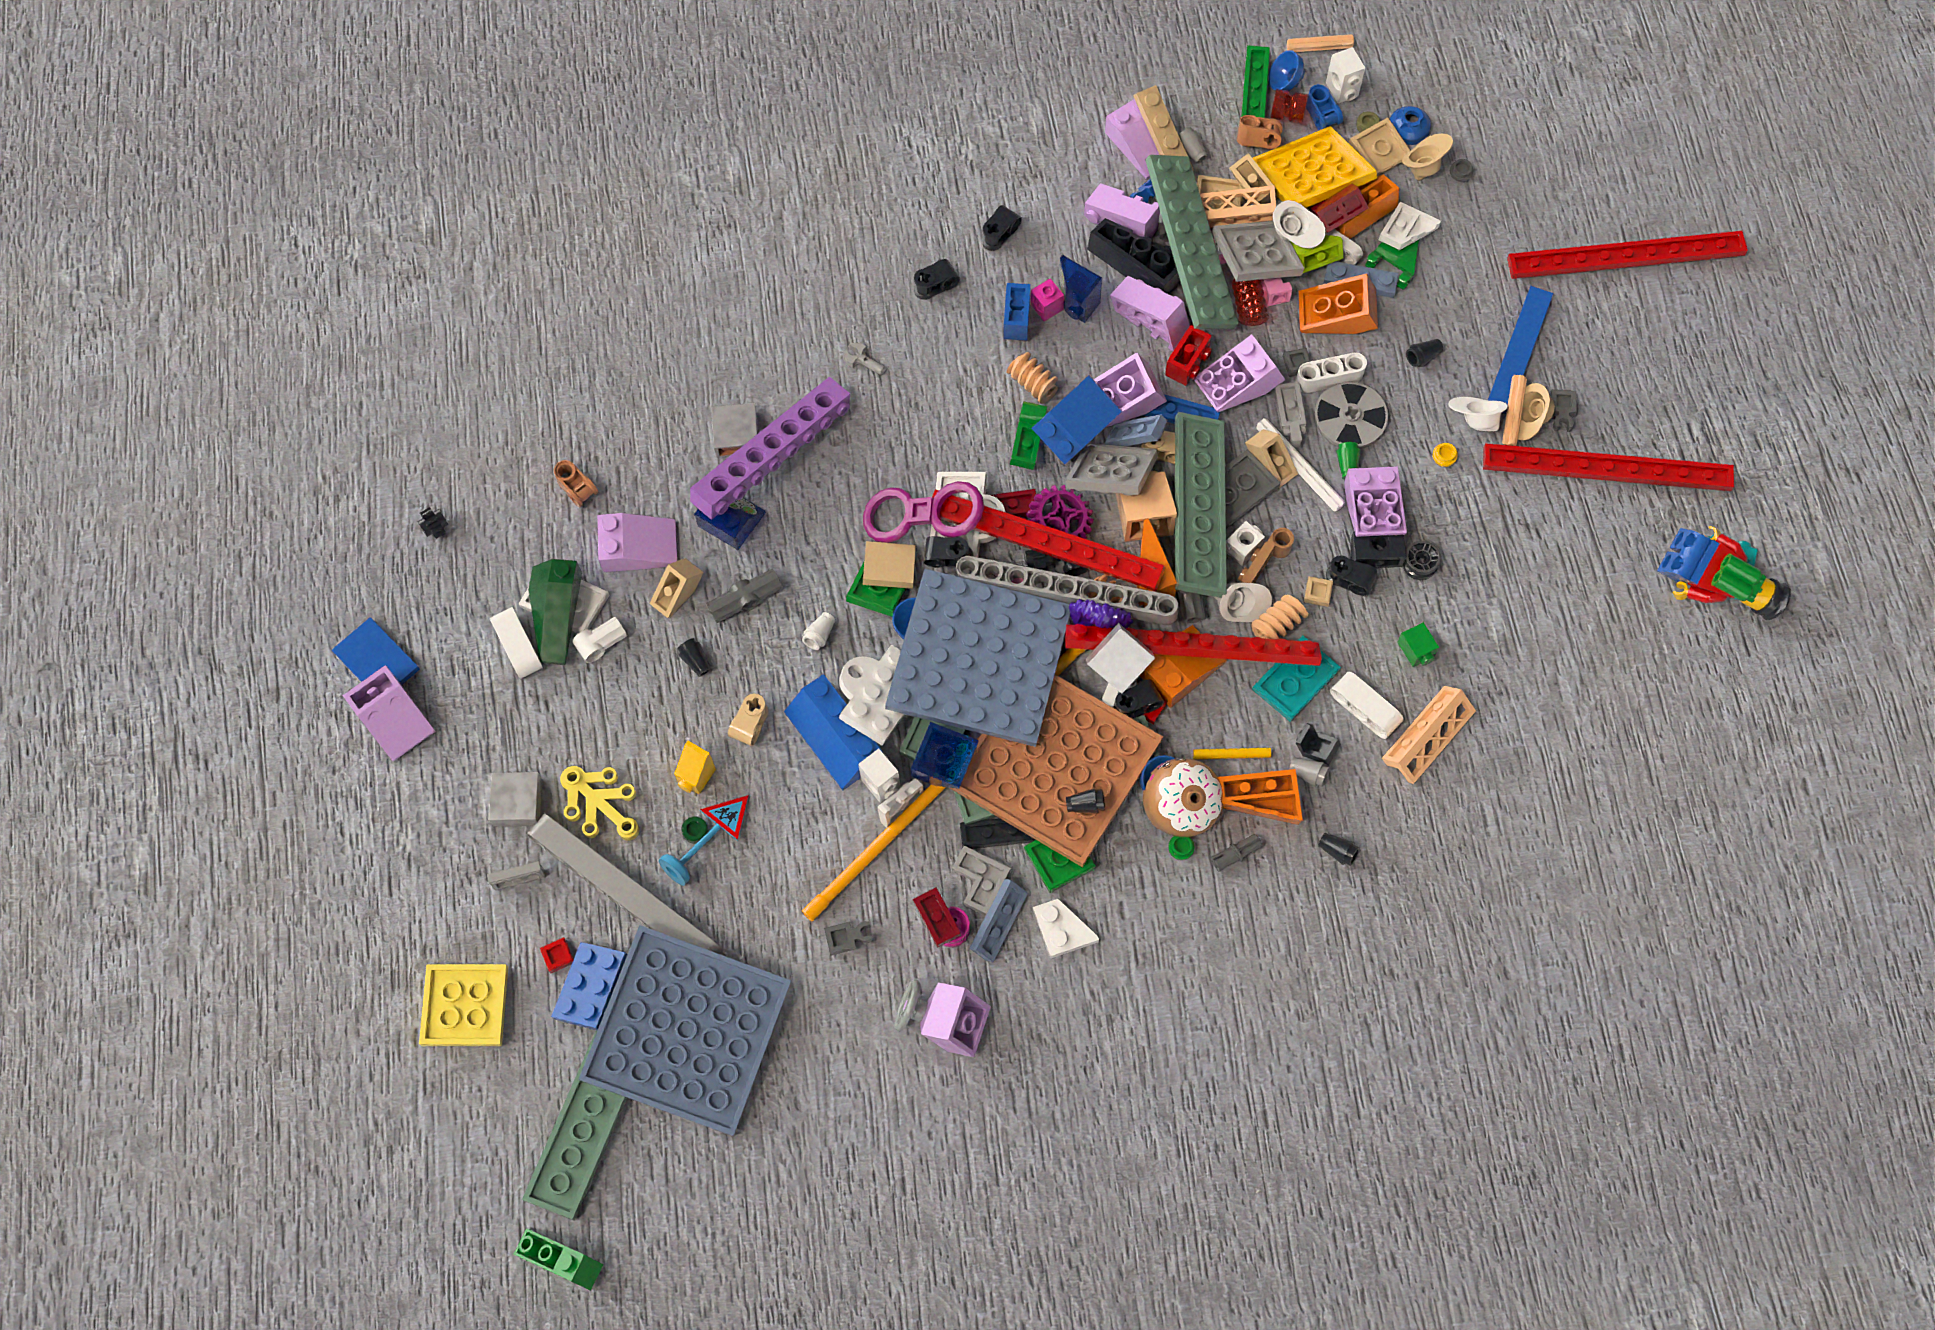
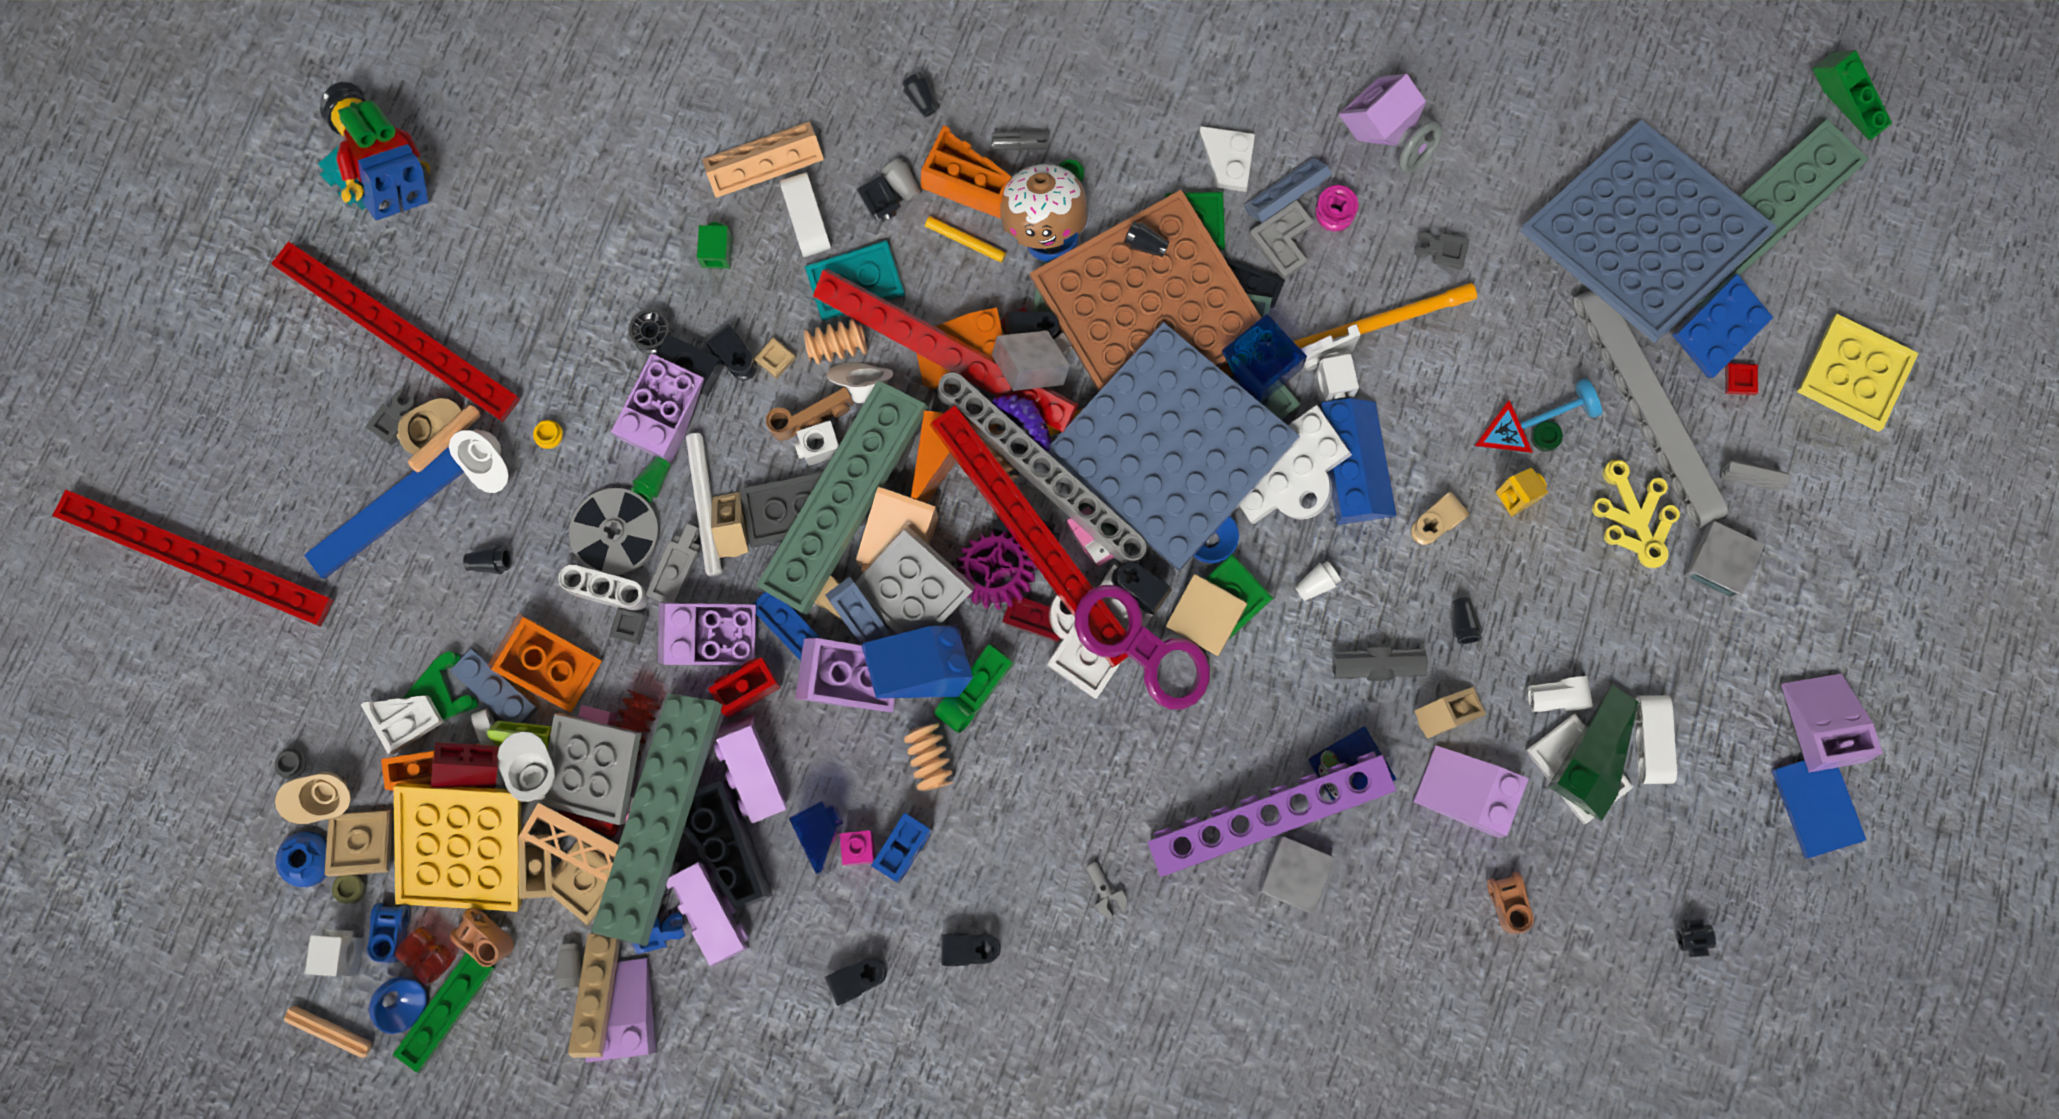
camera: 150 degrees left, 10 degrees up
(936, 917) = (1351, 210): dark red plate -> none

